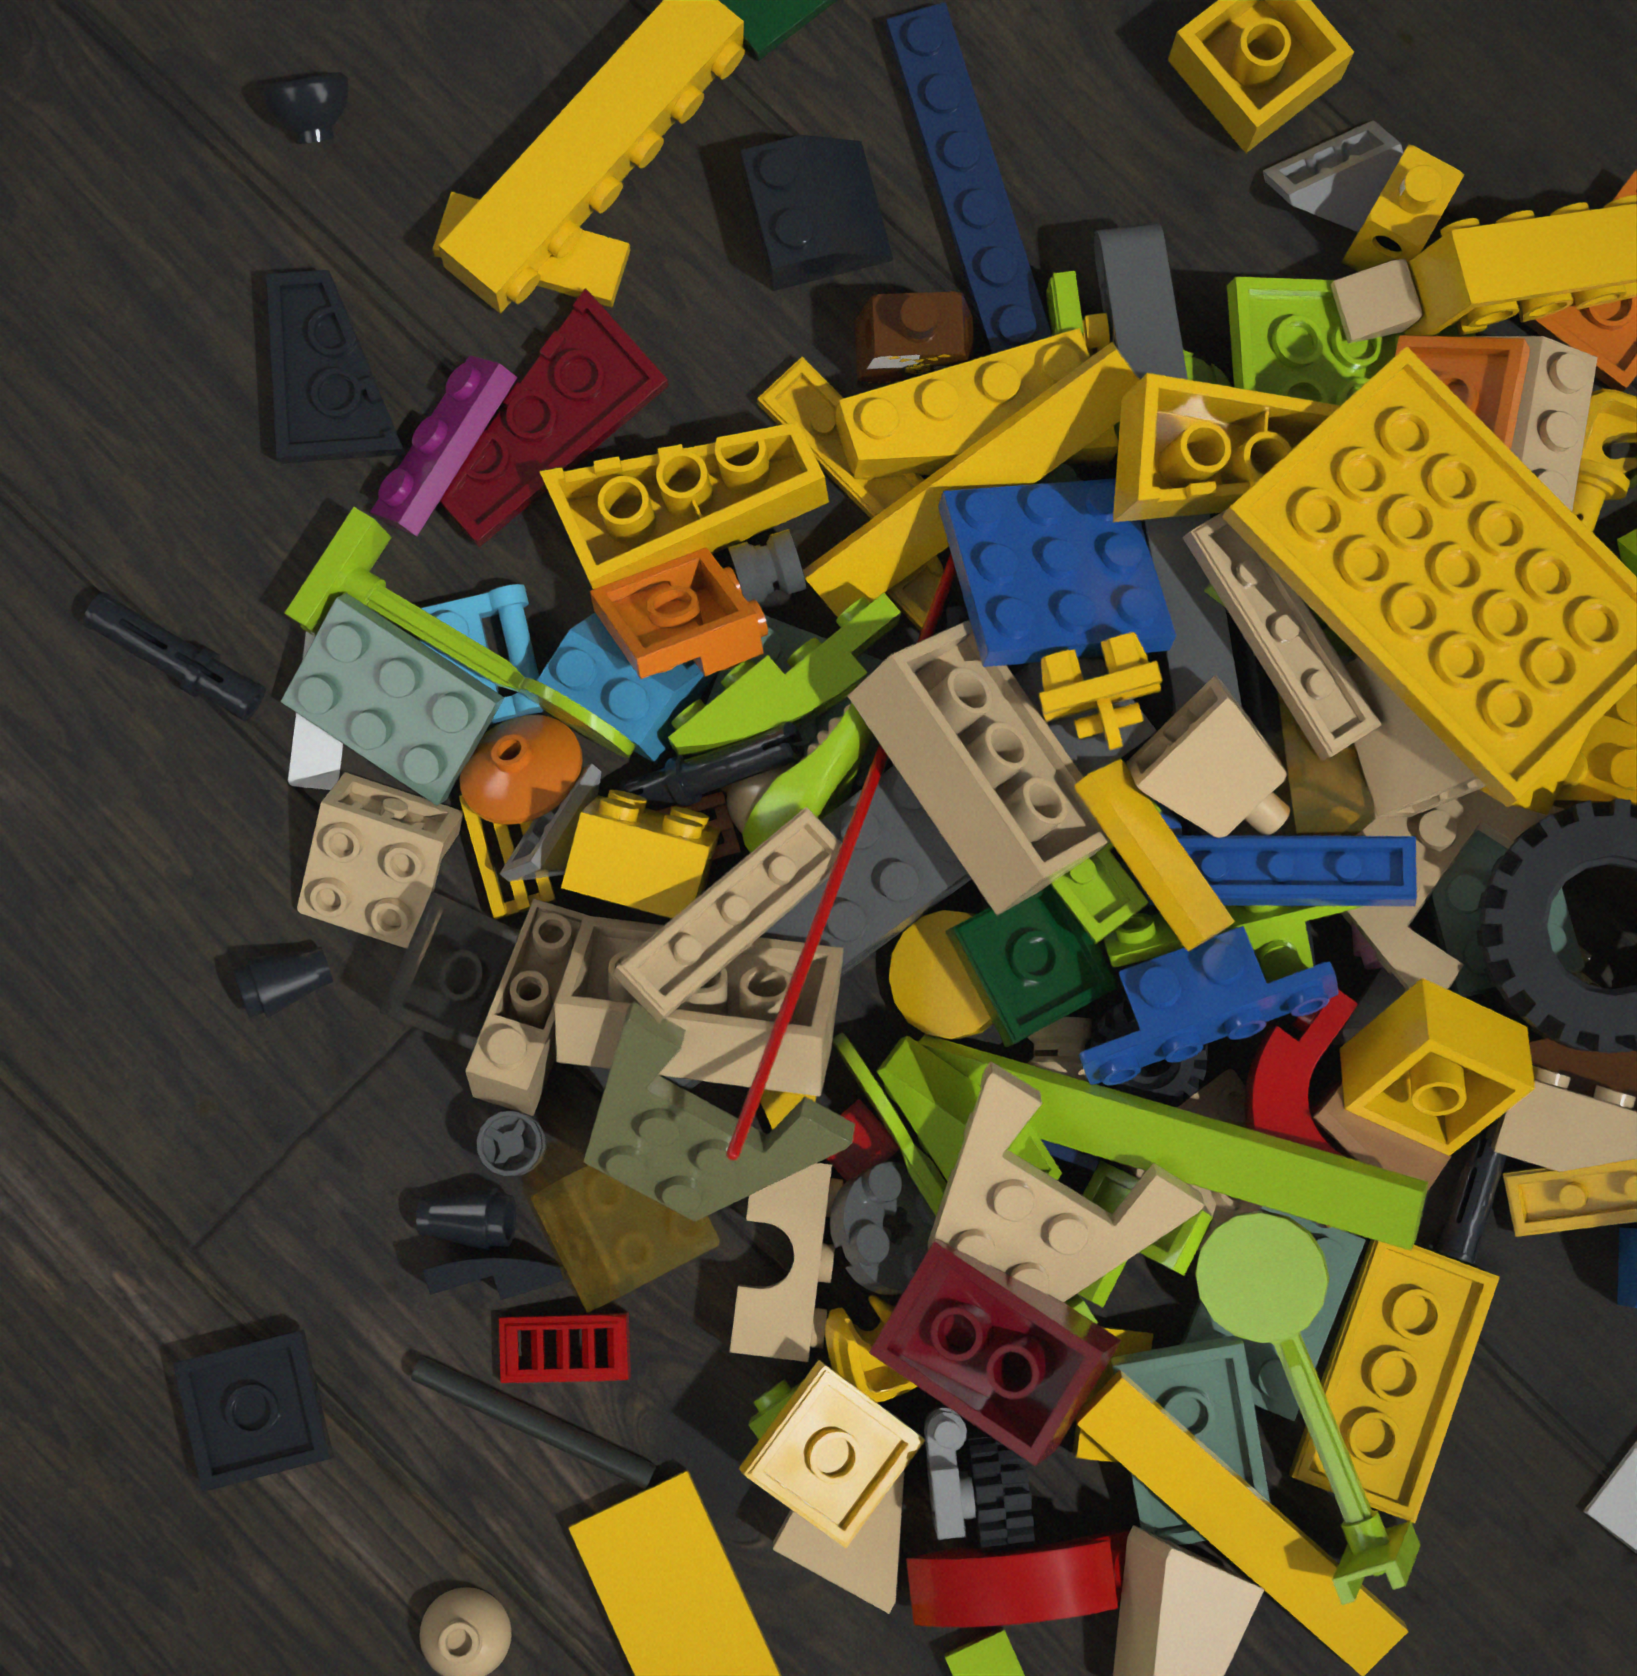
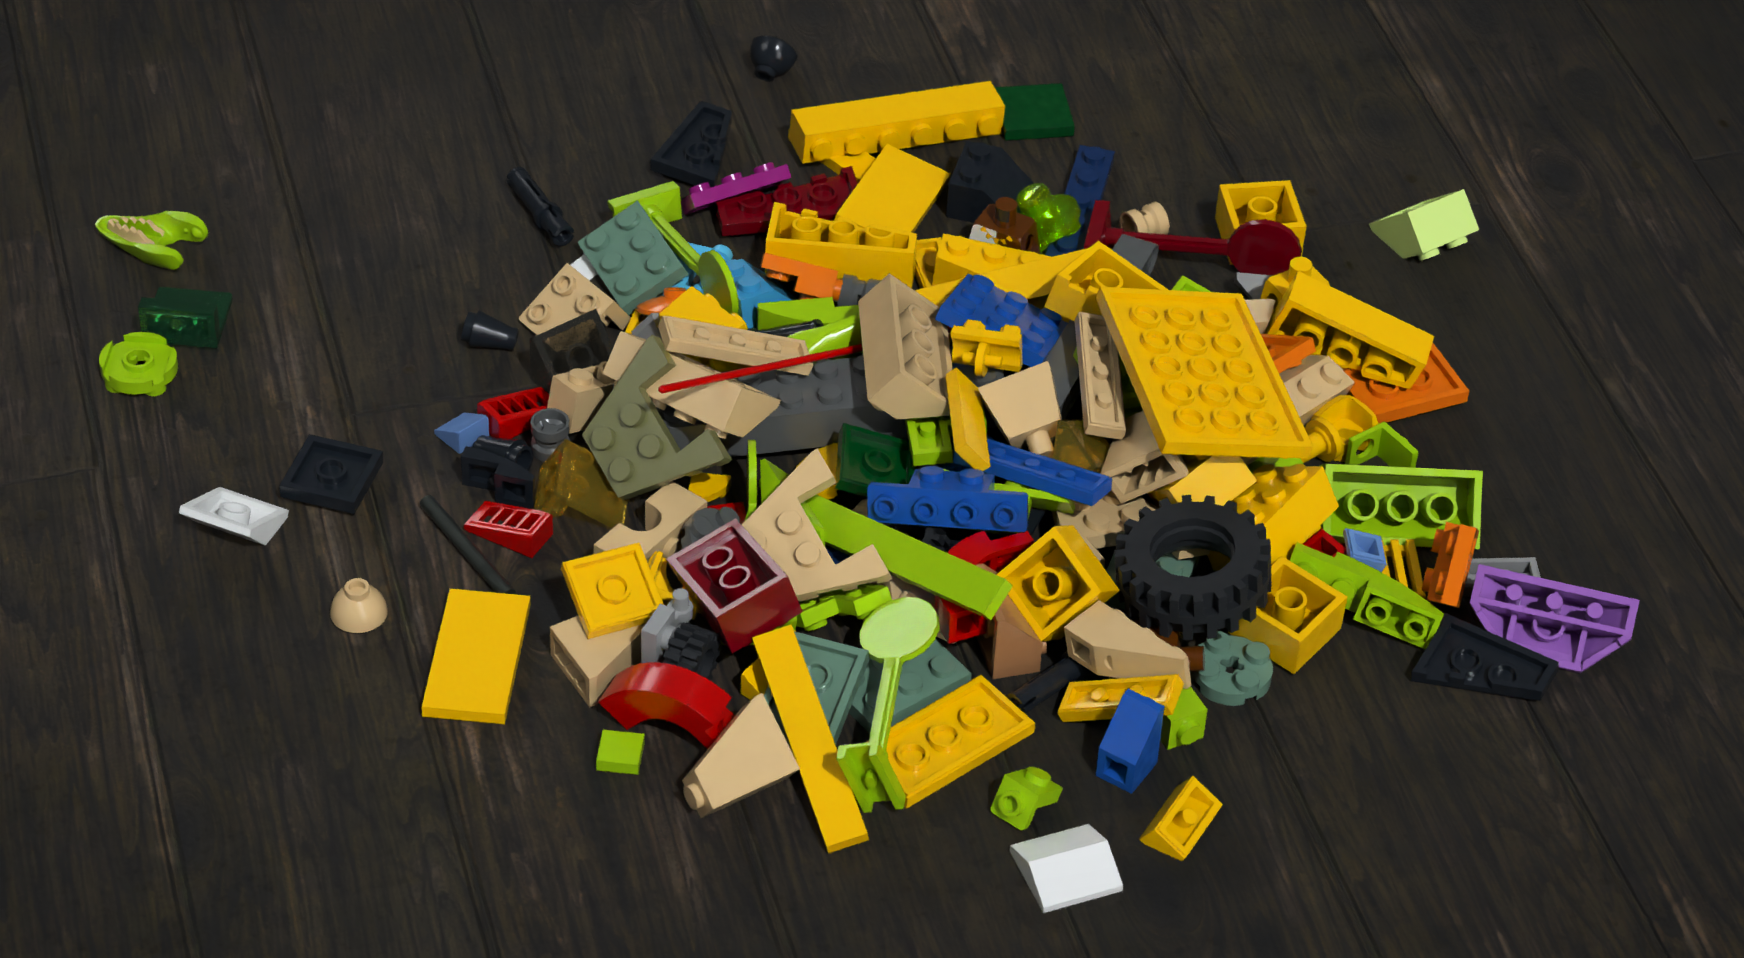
camera: 30 degrees right, 40 degrees down
(174, 1580) = (236, 514): none -> white slope
(372, 1197) = (463, 430): none -> medium blue slope
(398, 1124) = (503, 414): none -> red slope
(689, 324) = (895, 191): none -> yellow tile
(948, 240) = (1054, 214): none -> clear neon green plate
(1084, 150) = (1149, 219): none -> tan wheel
(1277, 138) = (1253, 248): none -> dark red piece
(1565, 1419) = (1022, 794): none -> lime bracket

